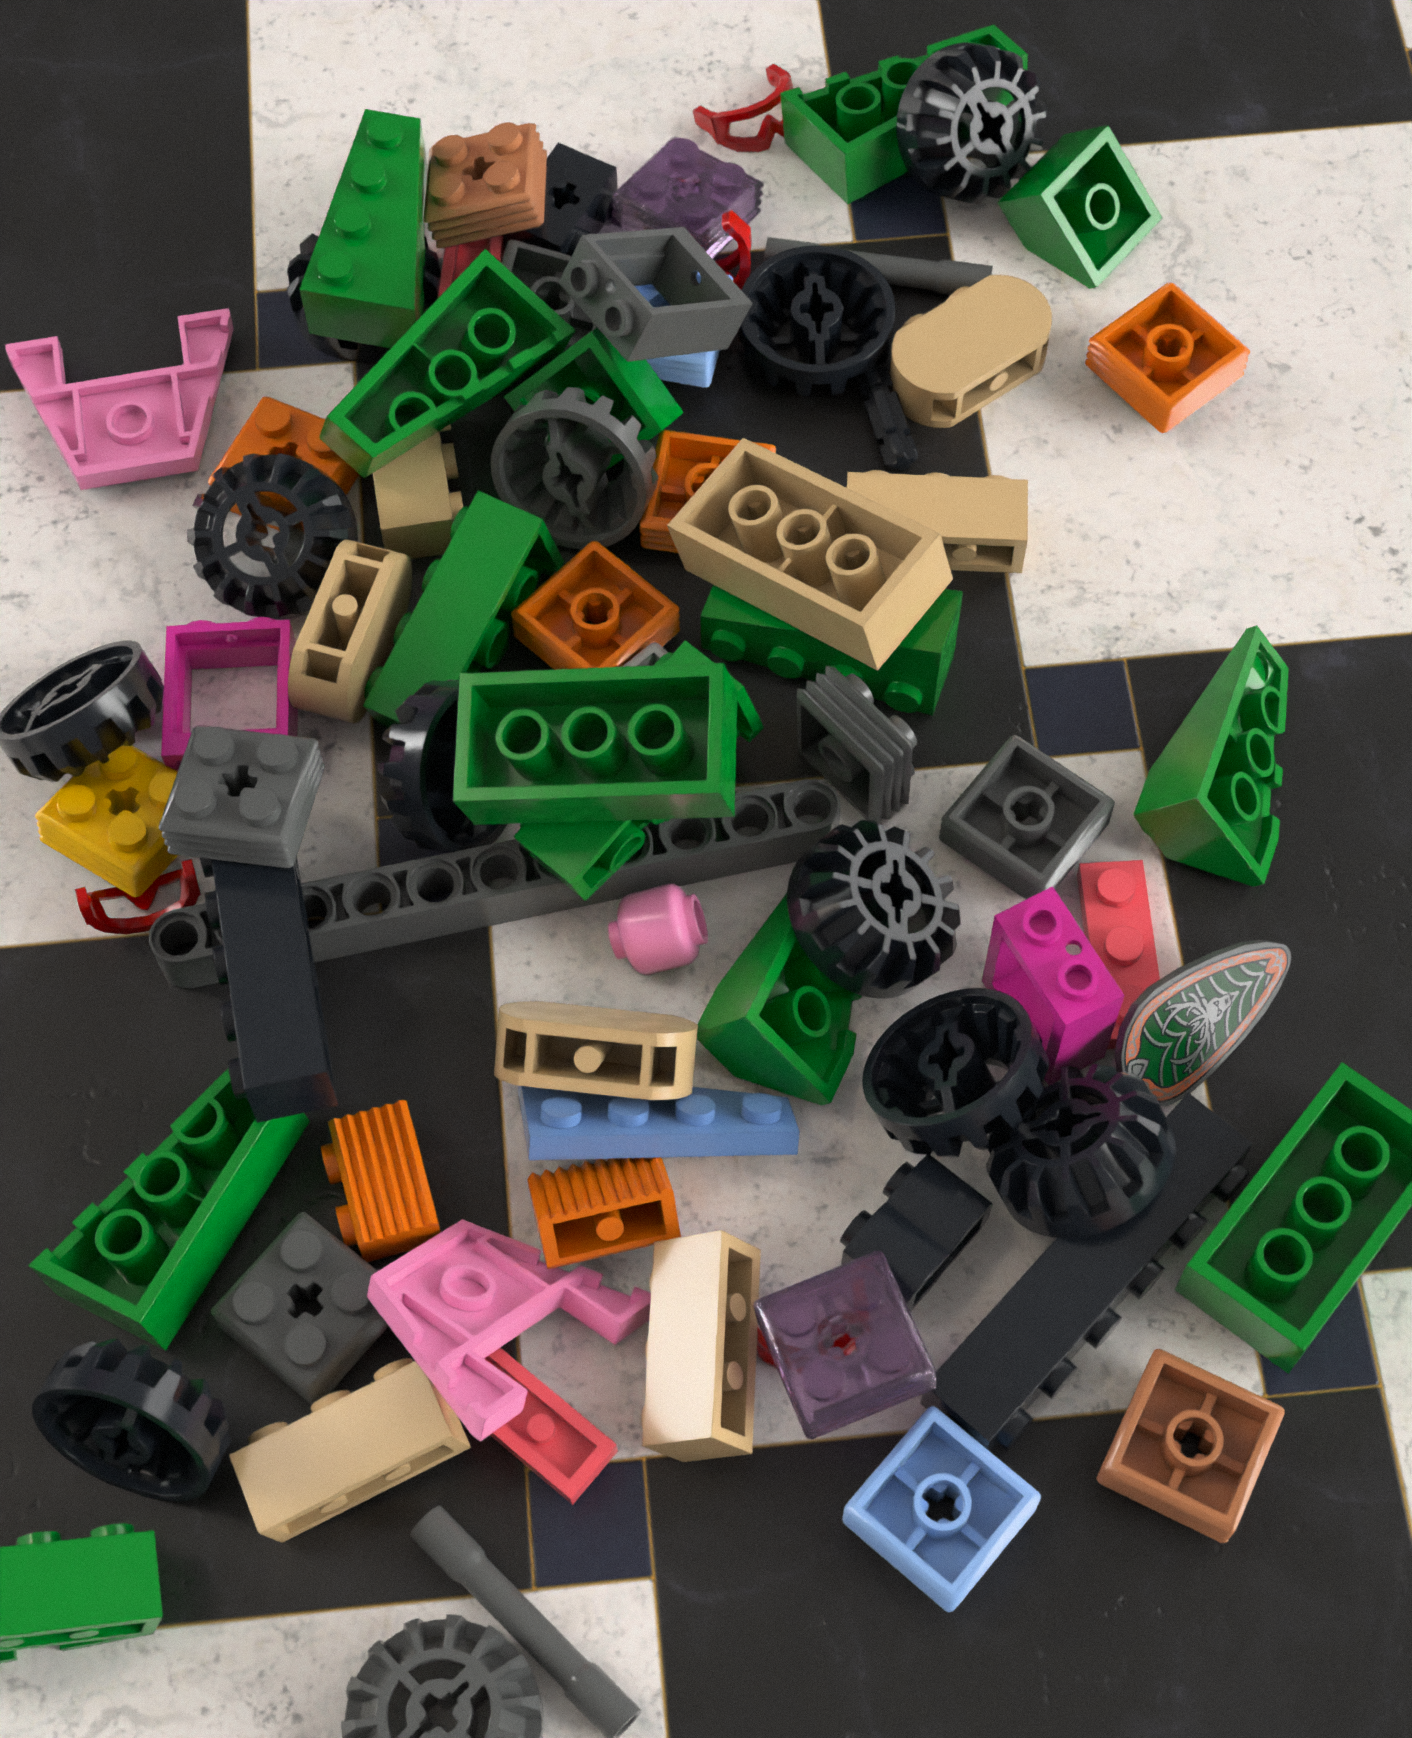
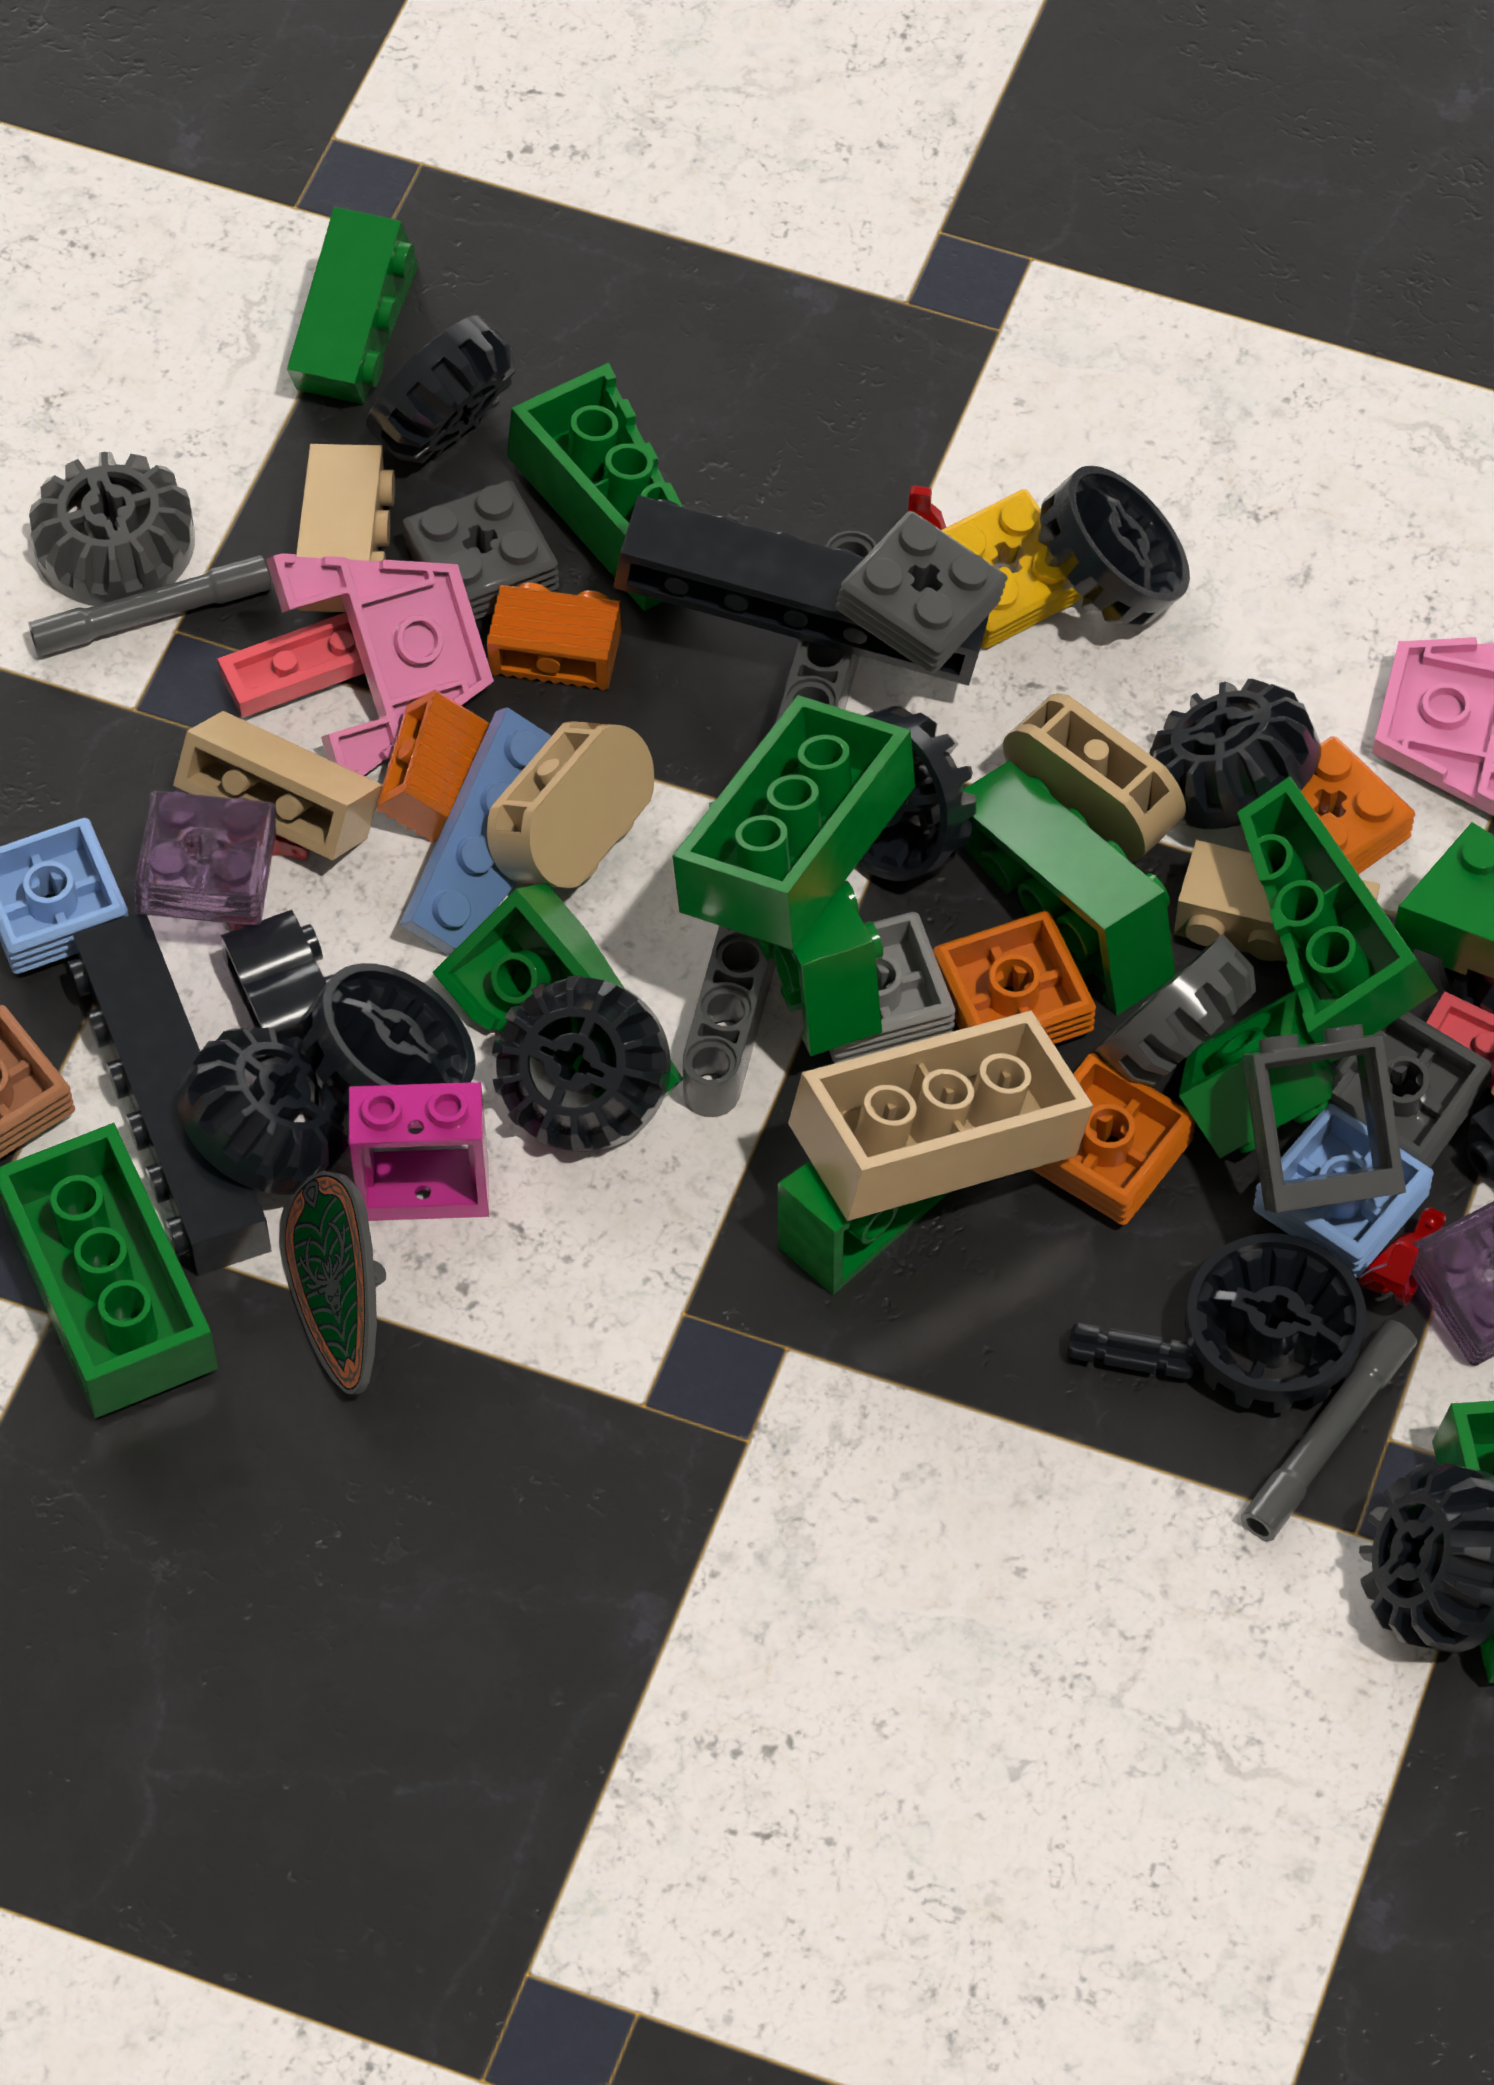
camera: 115 degrees right, 5 degrees down
(222, 645) = (1093, 640): dark pink window -> none
(658, 929) = (655, 920): bright pink head -> none
(855, 743) = (741, 1121): dark grey brick -> none
(970, 350) = (1172, 1454): tan brick -> none
(977, 517) = (978, 1325): tan brick -> none
(1011, 788) = (633, 1217): dark grey brick -> none
(1081, 206) = (1307, 1653): green slope -> none
(1119, 926) = (455, 1276): coral plate -> none
(1166, 357) = (1092, 1602): orange brick -> none
(1216, 775) = (565, 1435): green wedge -> none

